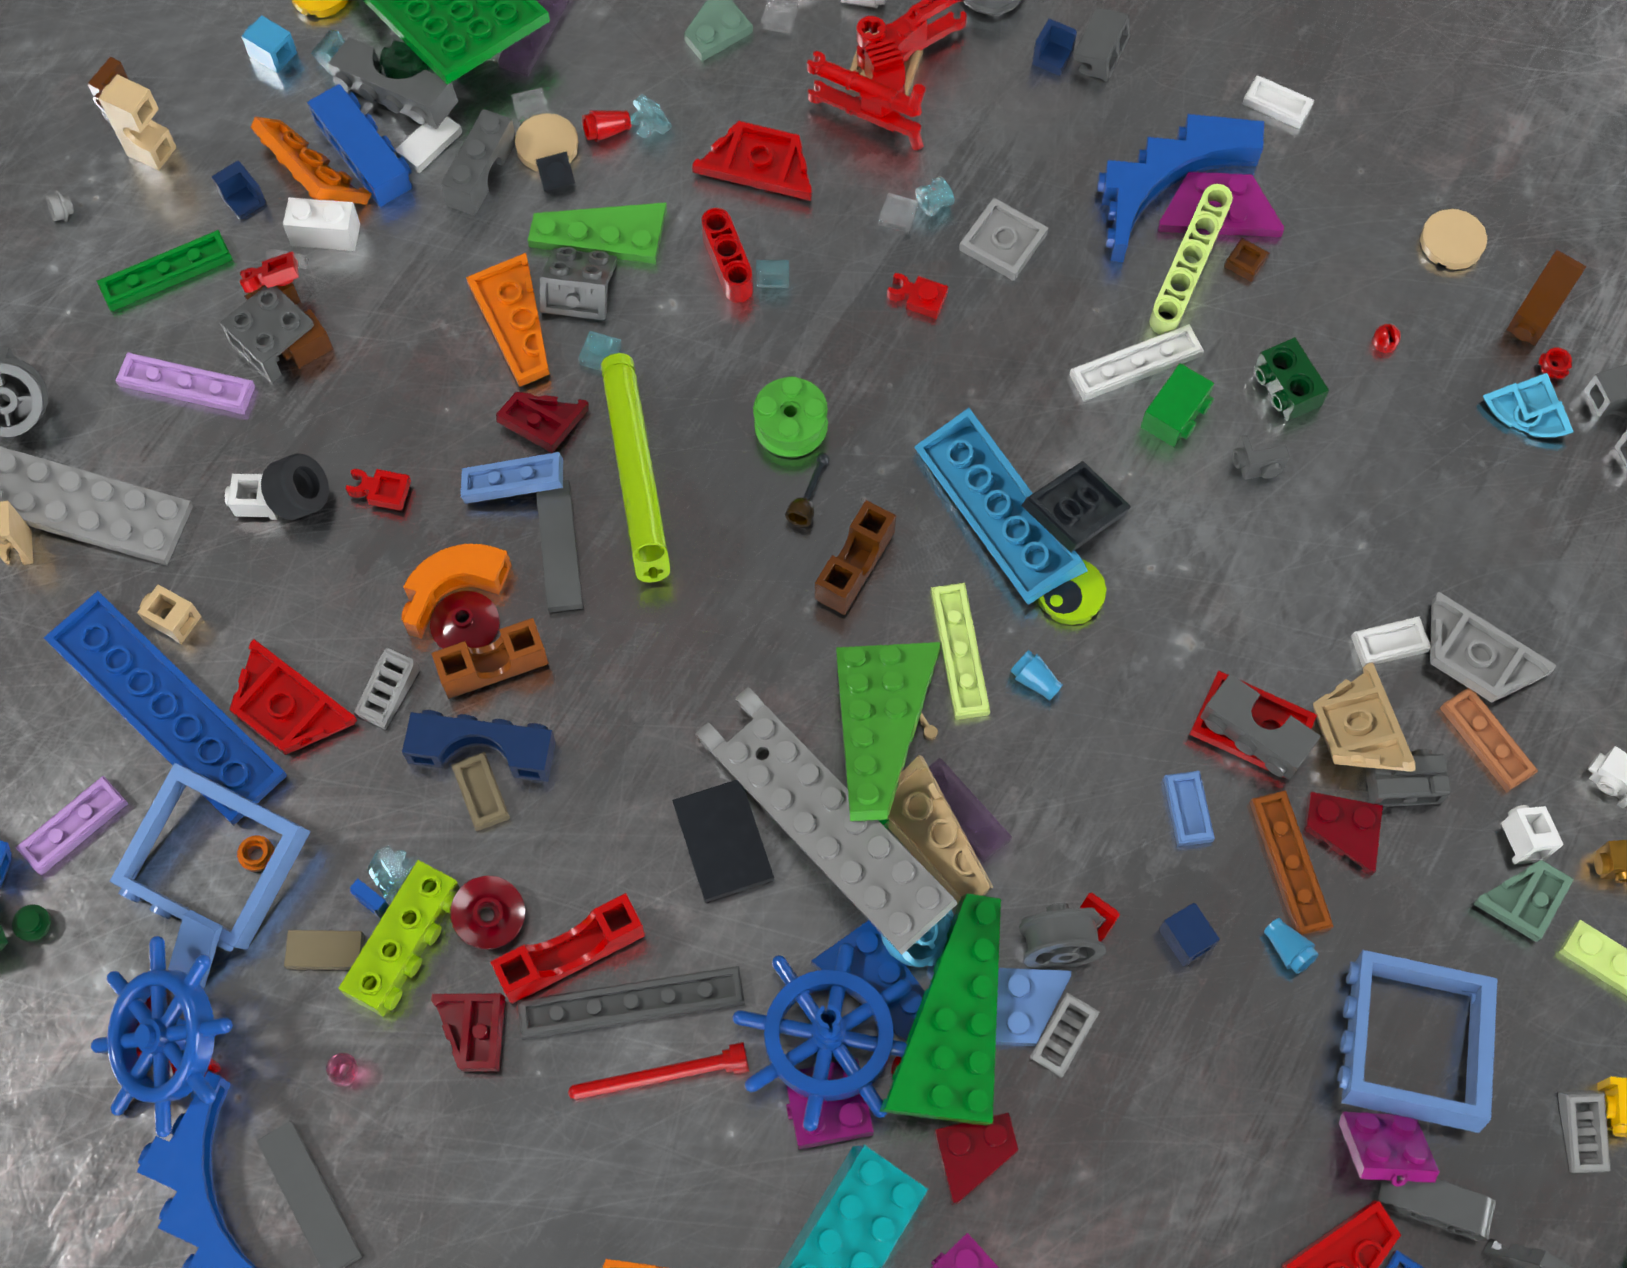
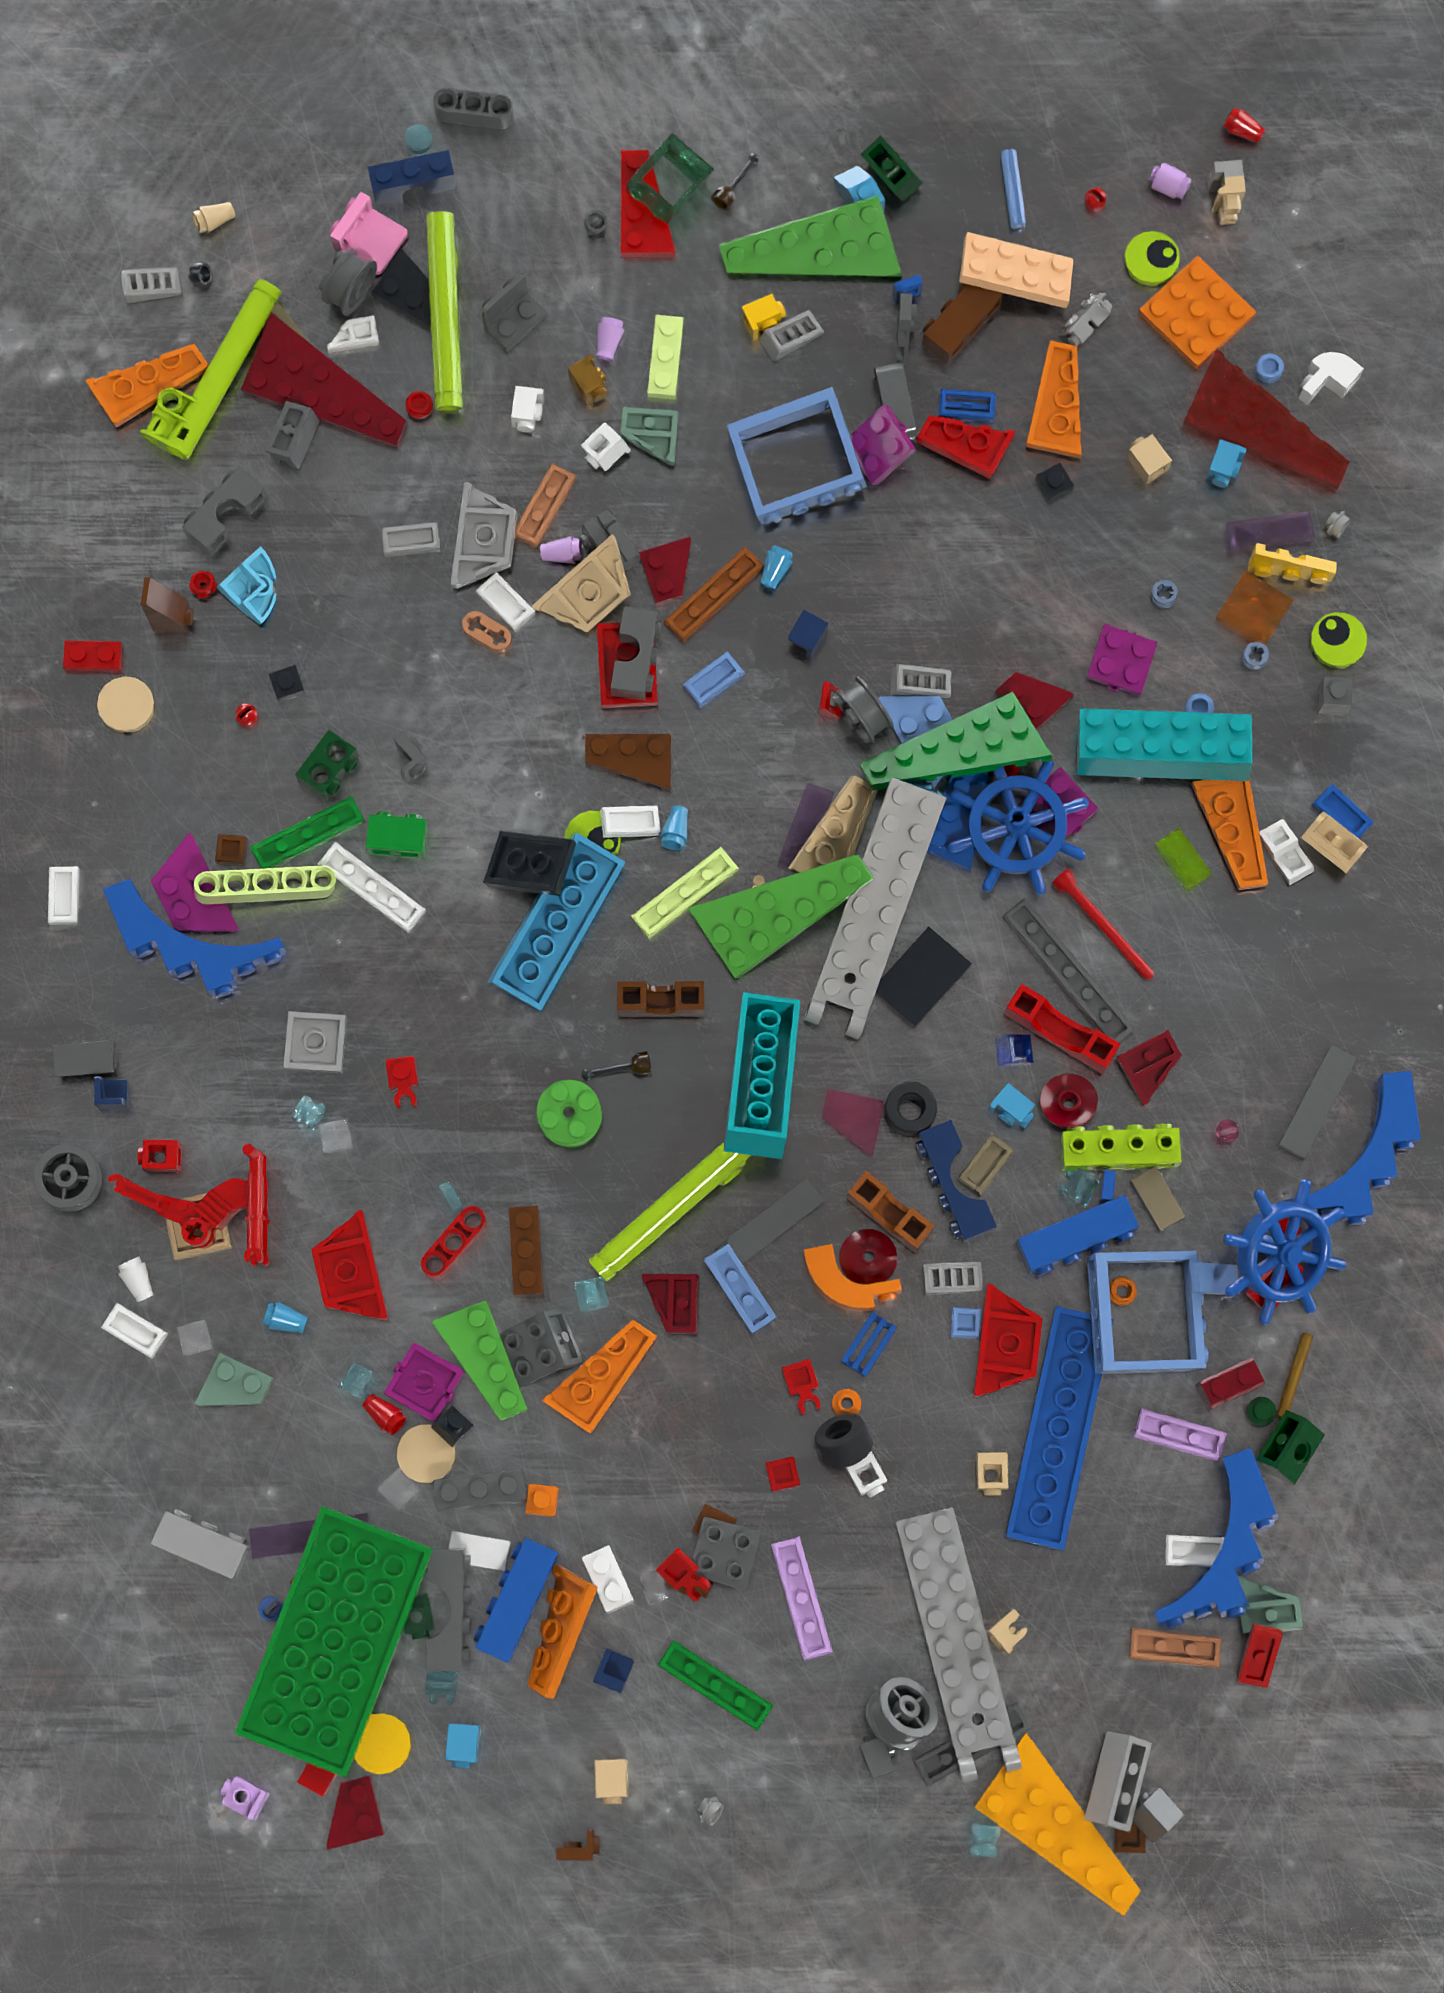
camera: 120 degrees left, 10 degrees up
(42, 983) = (1295, 1374): none -> pearl gold bar
(78, 902) = (1230, 1384): none -> dark red brick
(311, 428) = (782, 1474): none -> red tile
(334, 678) = (966, 1323): none -> medium blue tile
(337, 527) = (842, 1394): none -> orange plate
(340, 837) = (1077, 1235): none -> blue brick
(367, 550) = (881, 1323): none -> blue tile
(436, 214) = (542, 1500): none -> orange plate
(519, 850) = (1013, 1107): none -> dark azure brick
(582, 722) = (913, 1091): none -> black tyre
(582, 892) = (1014, 1050): none -> clear blue slope
(612, 169) = (424, 1382): none -> magenta plate
(615, 687) = (854, 1117): none -> clear pink wing
(681, 1216) = (1183, 859): none -> clear neon green plate
(698, 316) = (526, 1252): none -> reddish brown arch
(705, 591) = (762, 1076): none -> teal brick
(750, 86) = (283, 1318): none -> dark azure cone
(967, 60) = (151, 1148): none -> red brick
(1069, 633) = (630, 821): none -> white tile
(1142, 679) = (633, 755): none -> reddish brown wing
(1226, 333) = (308, 834): none -> green tile
(1367, 610) = (484, 638): none -> nougat beam
(1403, 390) = (286, 683): none -> black plate
(1423, 727) = (563, 550): none -> lavender cone
(1512, 585) = (410, 539): none -> light grey tile
(1522, 234) = (92, 656): none -> red plate

